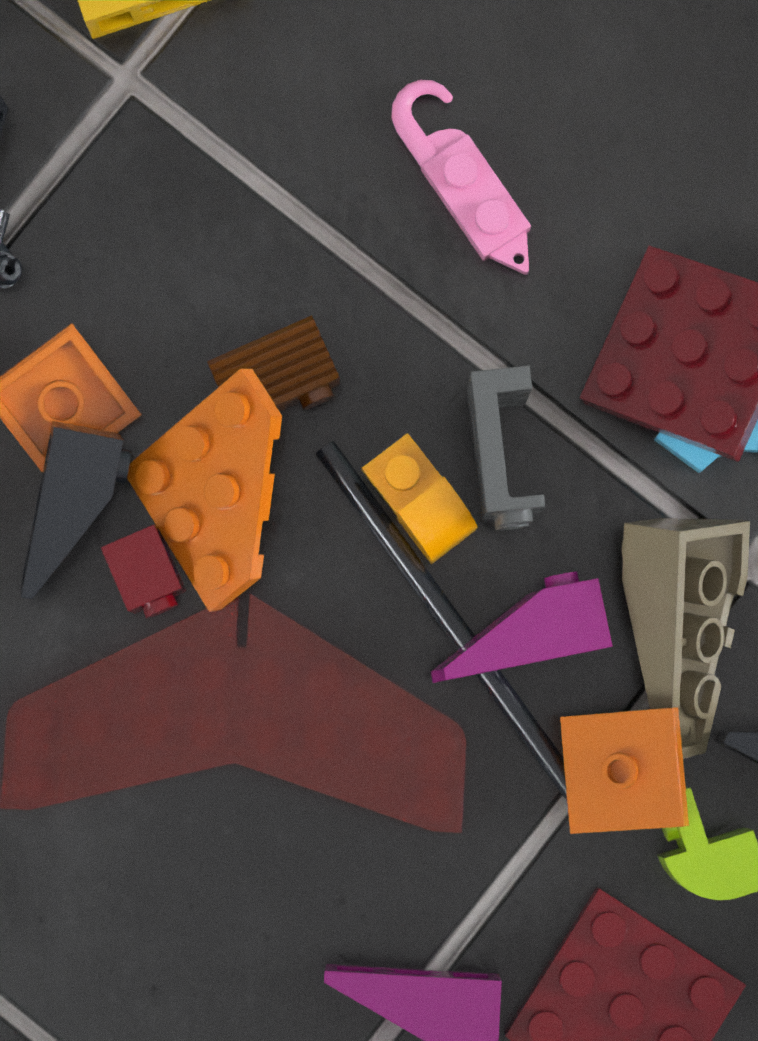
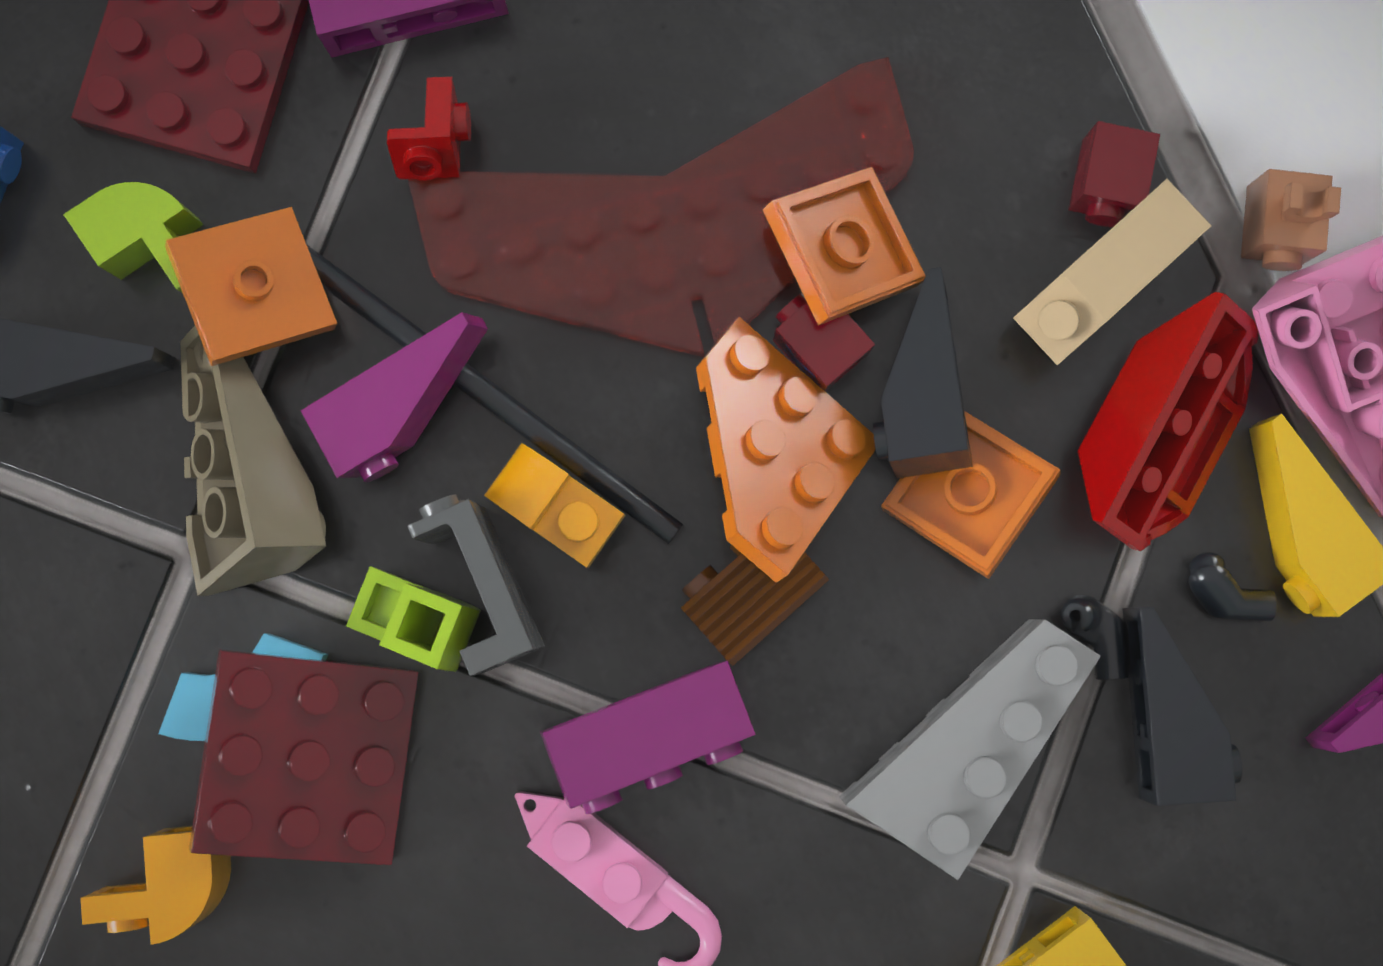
camera: 160 degrees right, 0 degrees up
(97, 642) = (844, 244): none -> orange plate
(133, 187) = (973, 749): none -> light grey wedge
(400, 281) = (648, 737): none -> magenta brick
(428, 841) = (432, 149): none -> red bracket
(566, 437) = (413, 619): none -> lime brick

